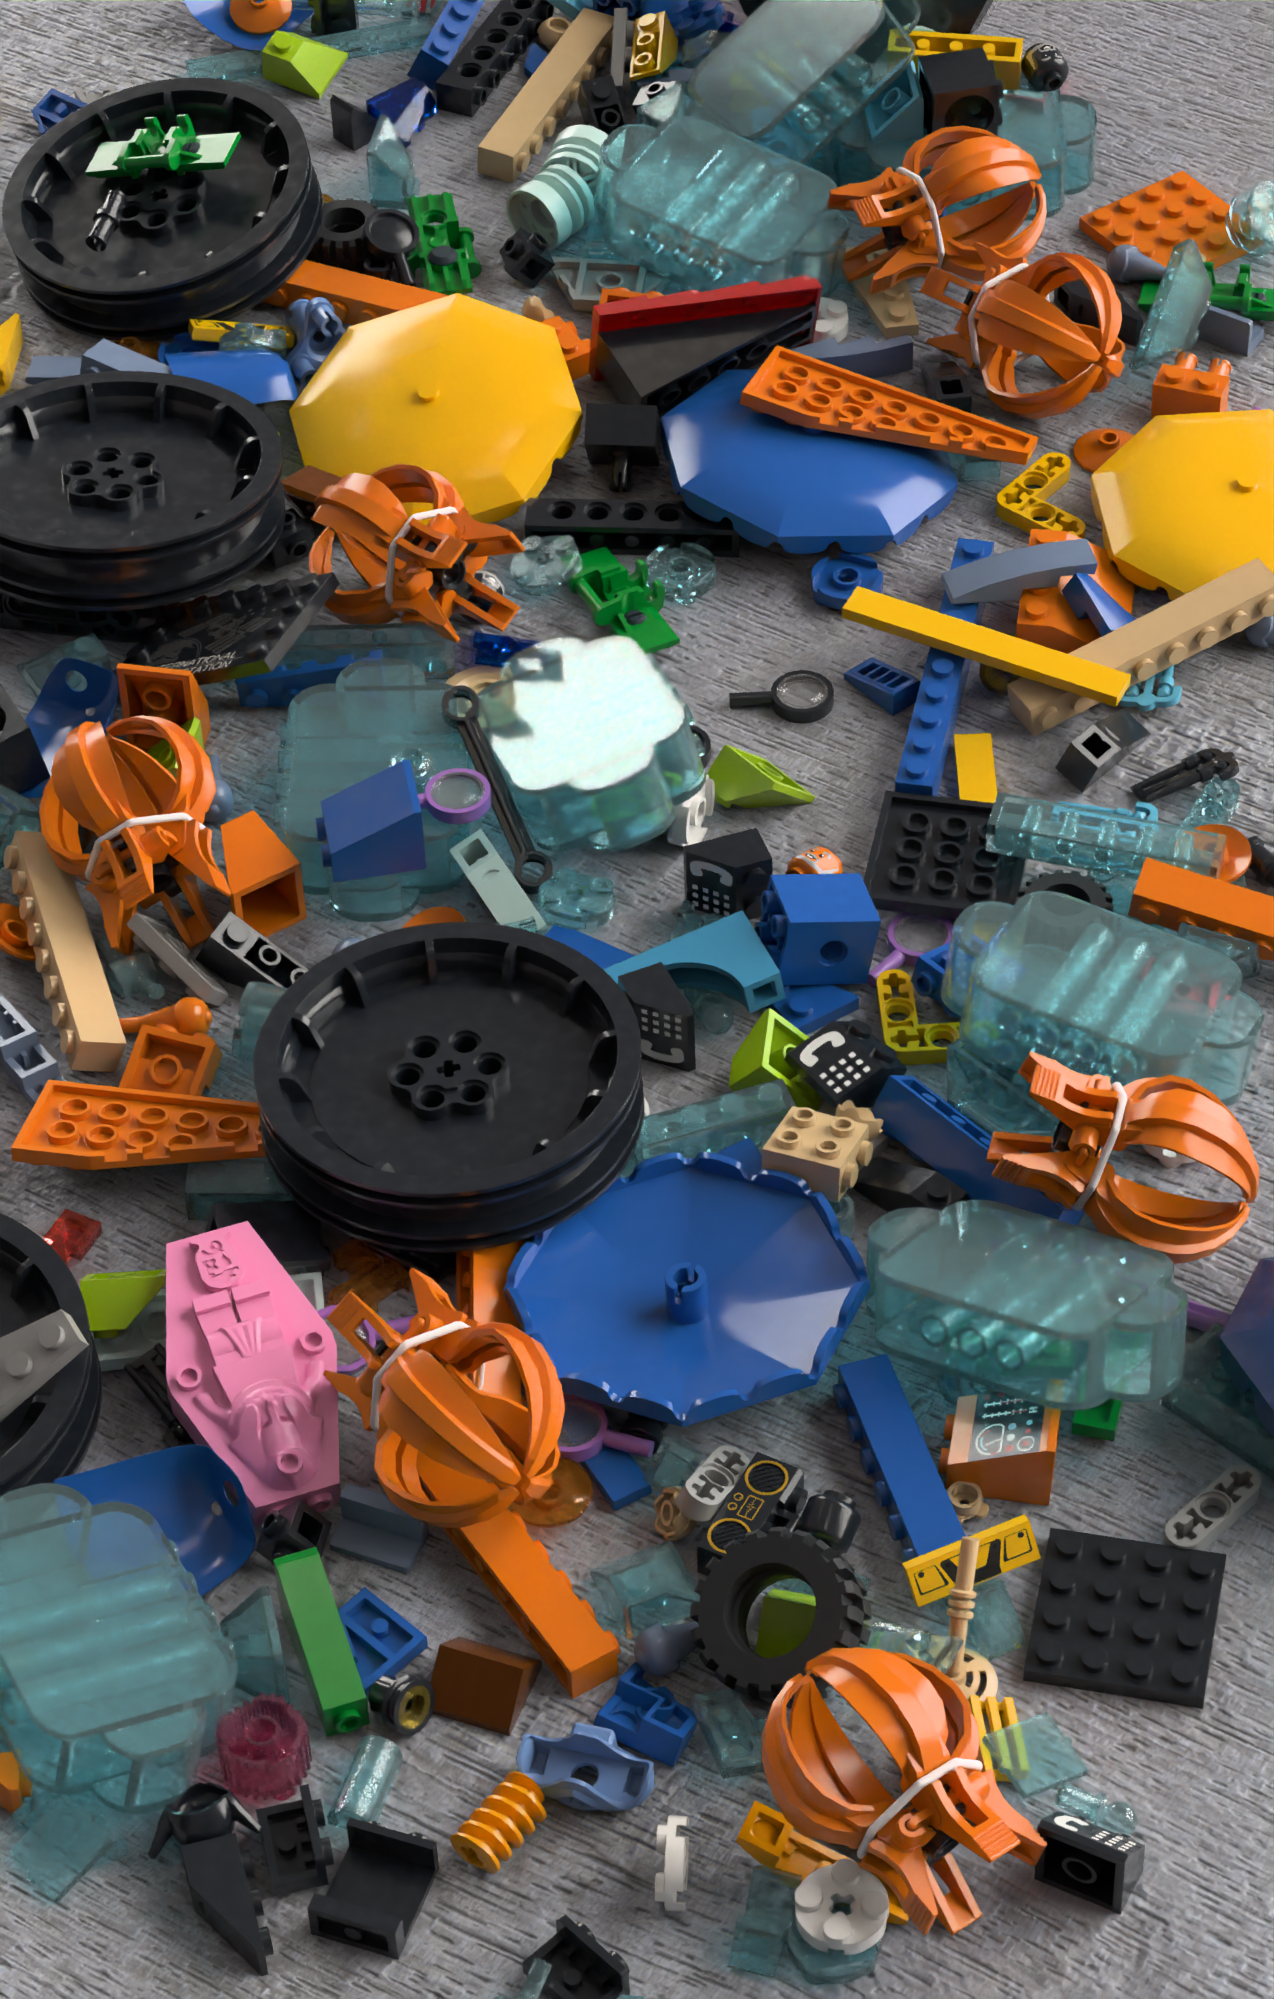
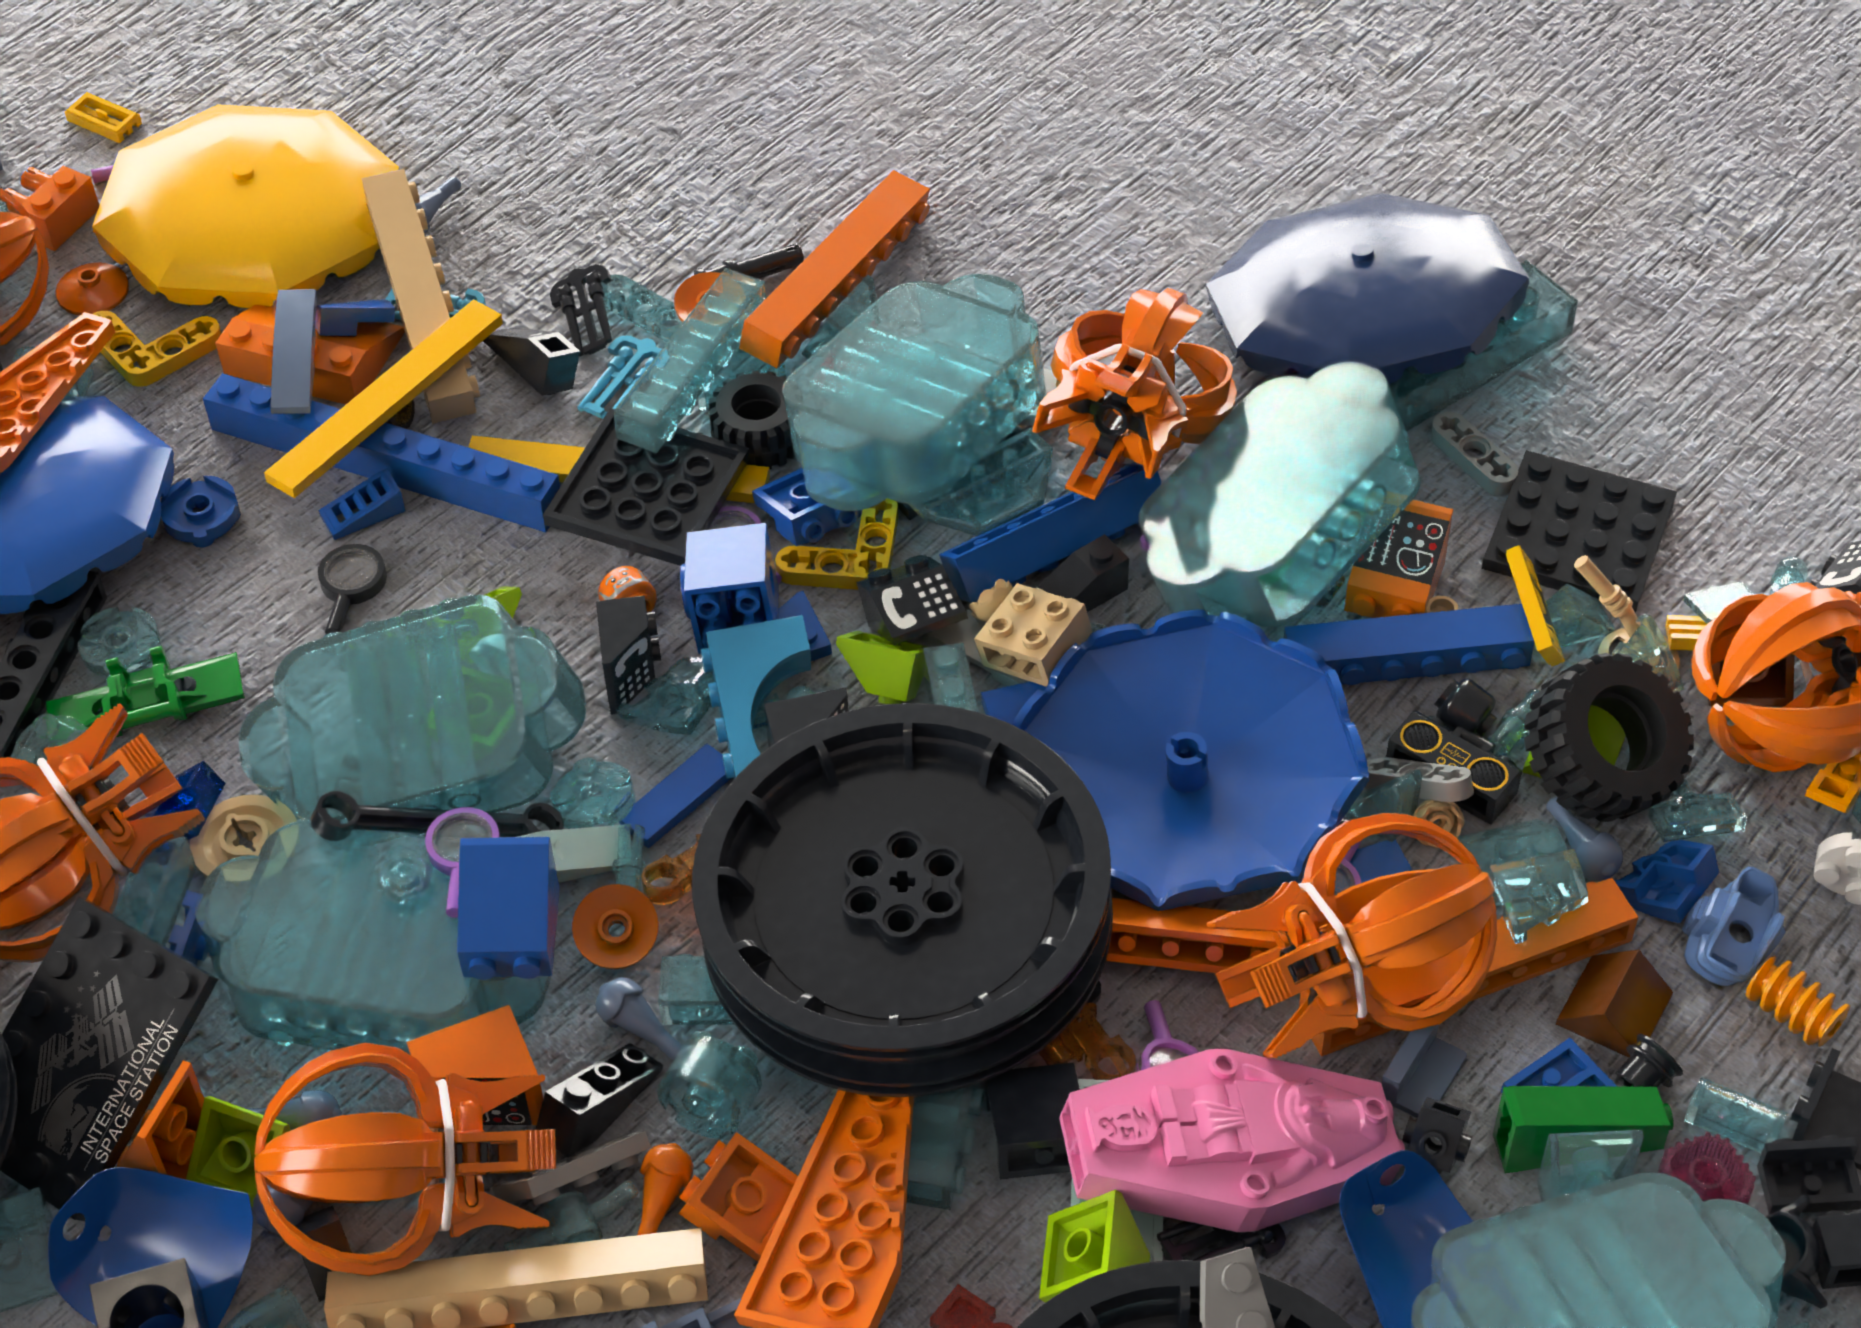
camera: 80 degrees left, 5 degrees up
(574, 1577) = (1538, 890): none -> clear light blue slope

